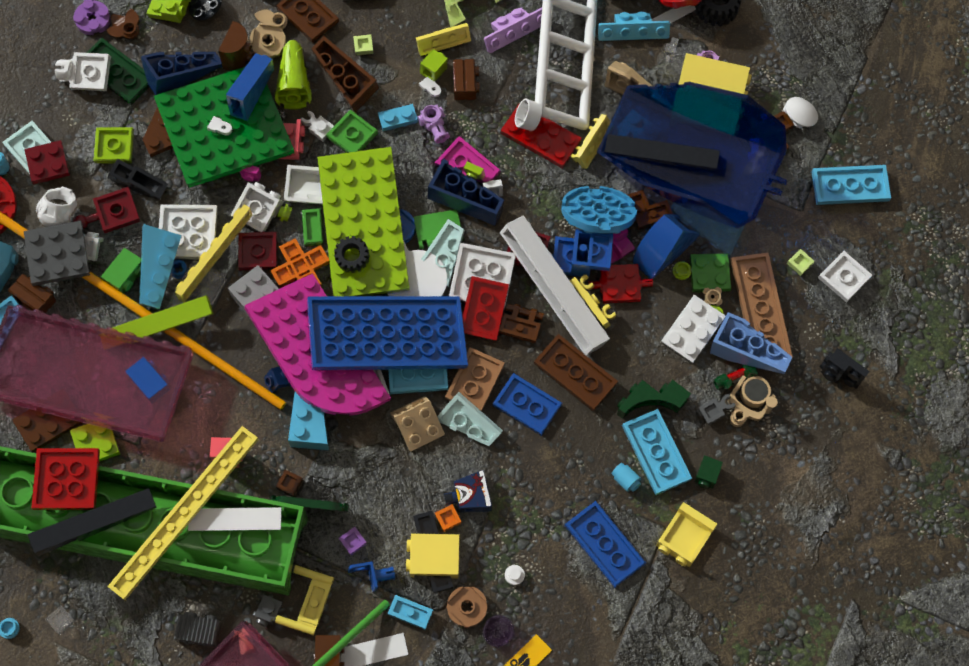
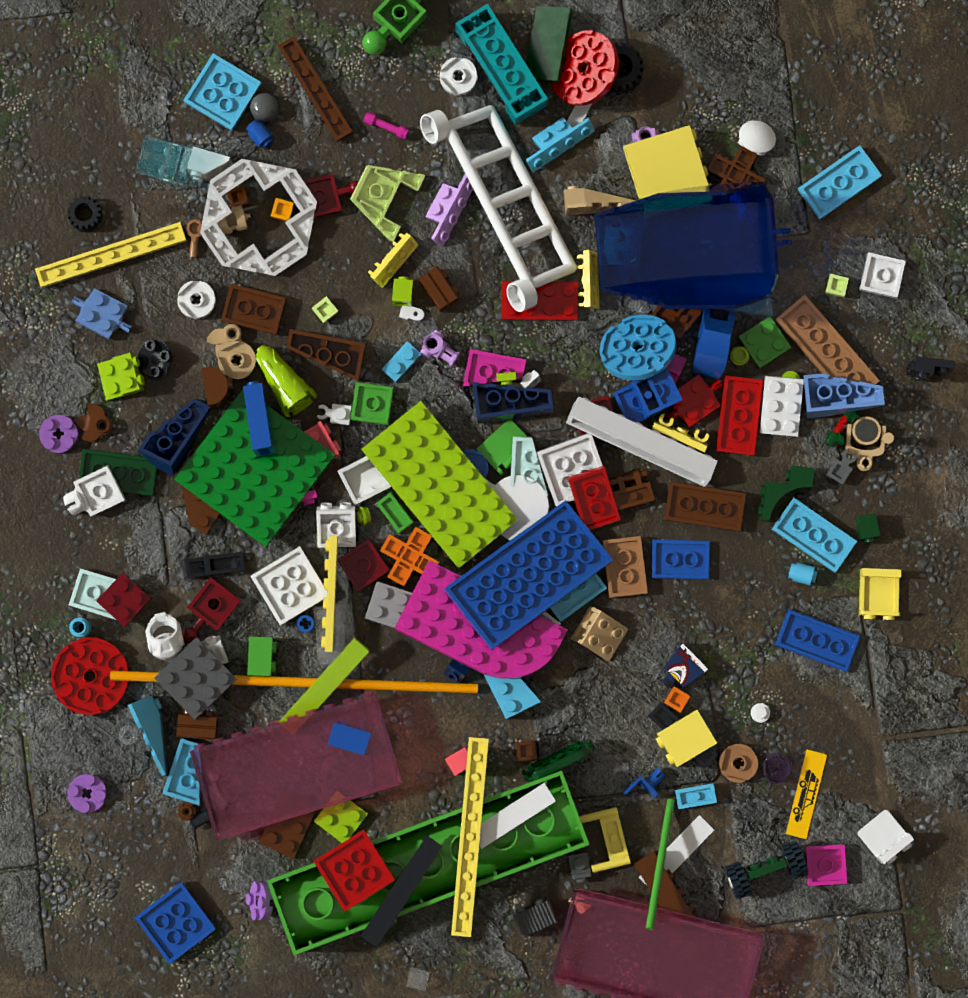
camera: 30 degrees left, 15 degrees up
(113, 144) = (168, 545): lime plate -> none
(157, 259) = (290, 635): medium azure wedge -> none
(217, 125) = (252, 474): white piece -> none
(347, 244) = (455, 510): black tyre -> none
(352, 541) = (611, 767): medium lavender plate -> none
(468, 419) = (639, 604): light aqua wing -> none
(651, 317) = (739, 415): none -> red plate
(662, 152) = (660, 258): black slope -> none
(717, 296) = (785, 365): tan plate -> none

